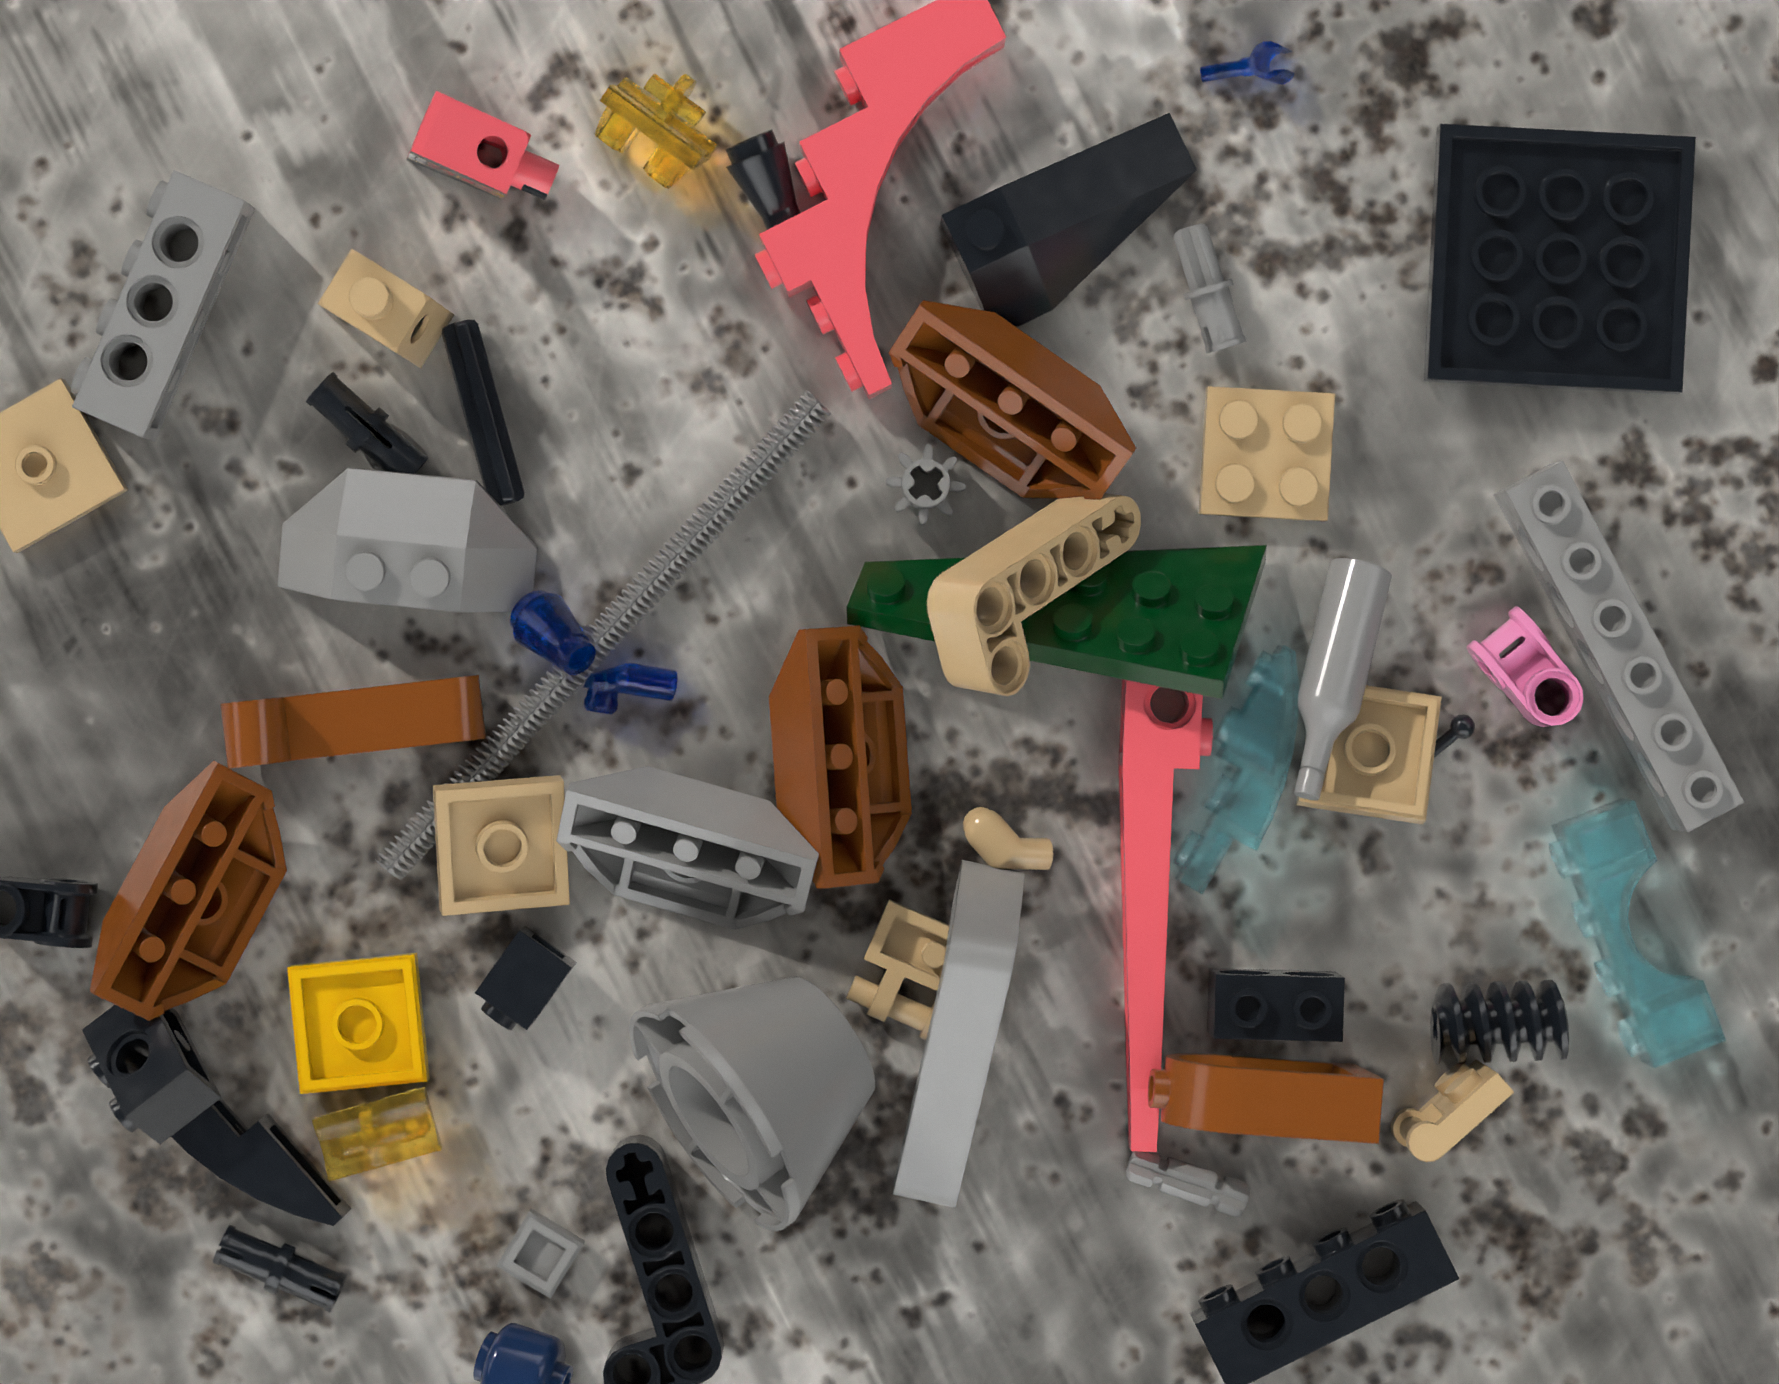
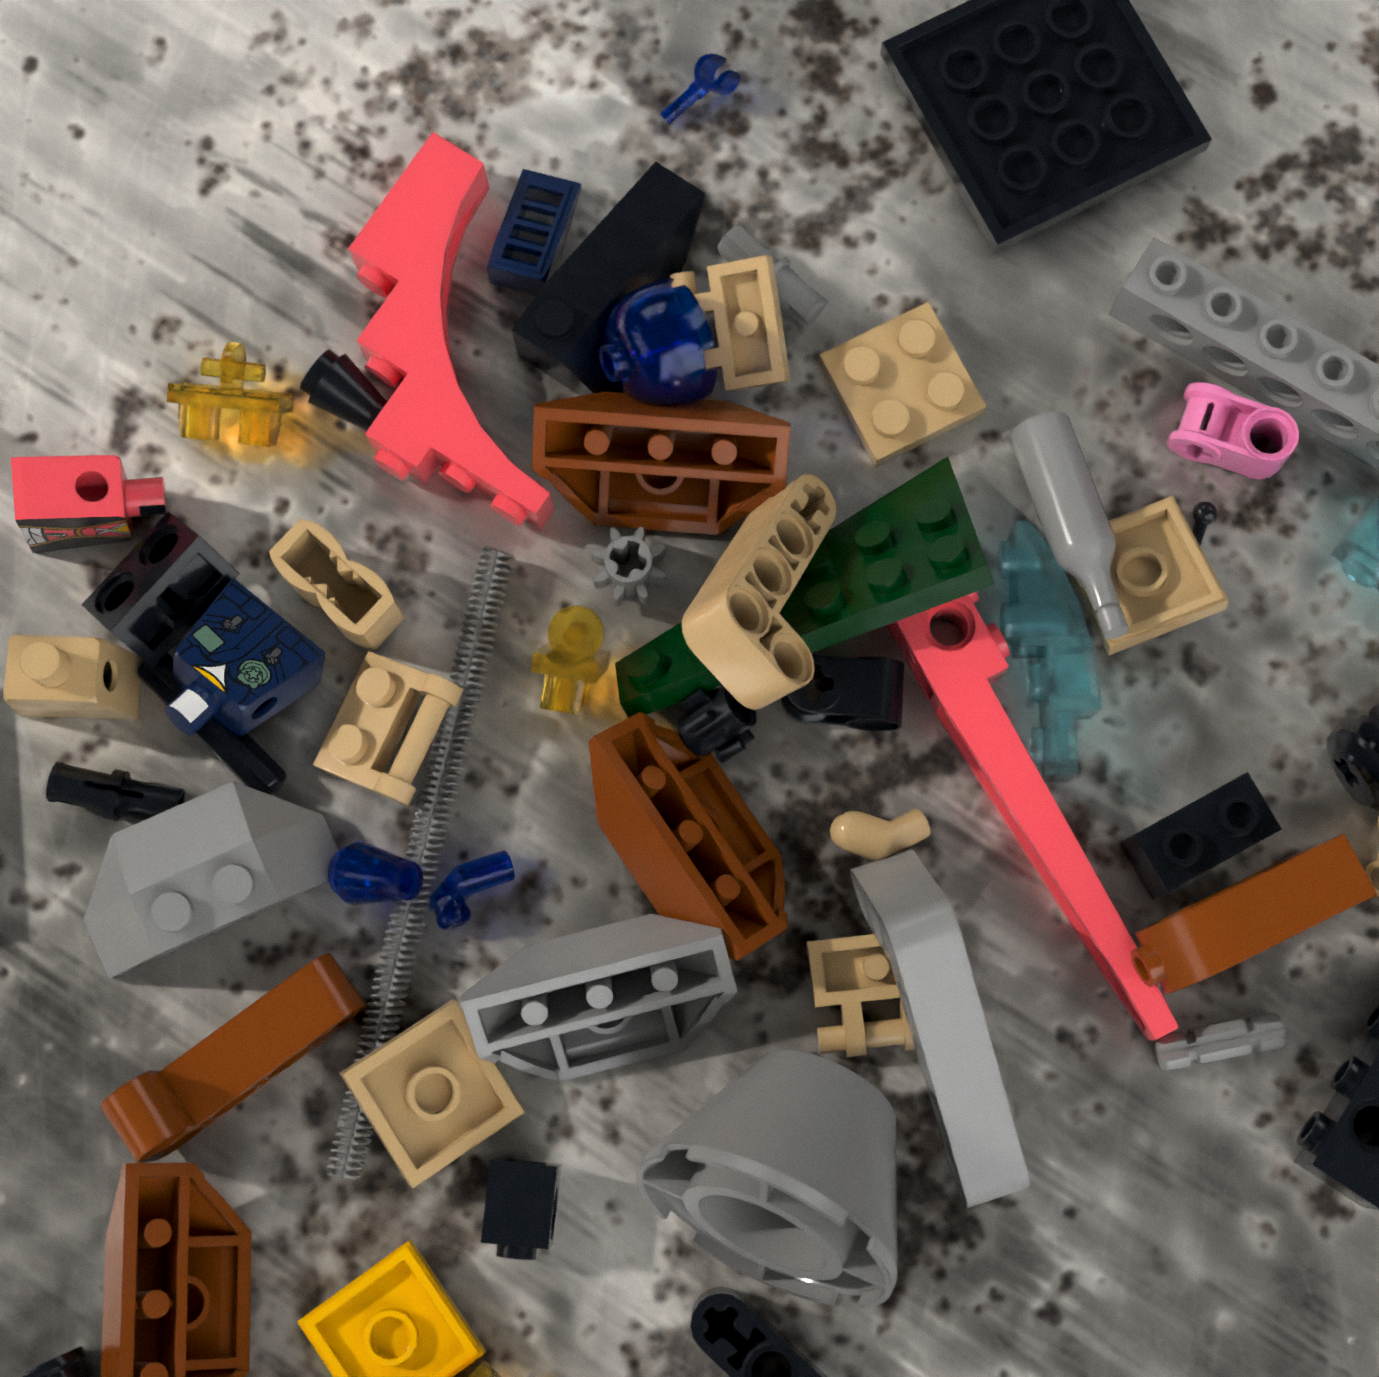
camera: 30 degrees left, 10 degrees down
(502, 270) = (160, 589): none -> black brick
(537, 380) = (241, 665): none -> dark blue torso
(625, 494) = (374, 722): none -> tan plate
(656, 342) = (344, 589): none -> tan brick
(825, 544) = (571, 659): none -> clear yellow hips
(916, 671) = (715, 724): none -> black gear
(983, 153) = (518, 273): none -> dark blue slope
(1059, 712) = (854, 694): none -> black piece
(1061, 307) = (658, 346): none -> clear blue cylinder
(1156, 325) = (746, 322): none -> tan plate

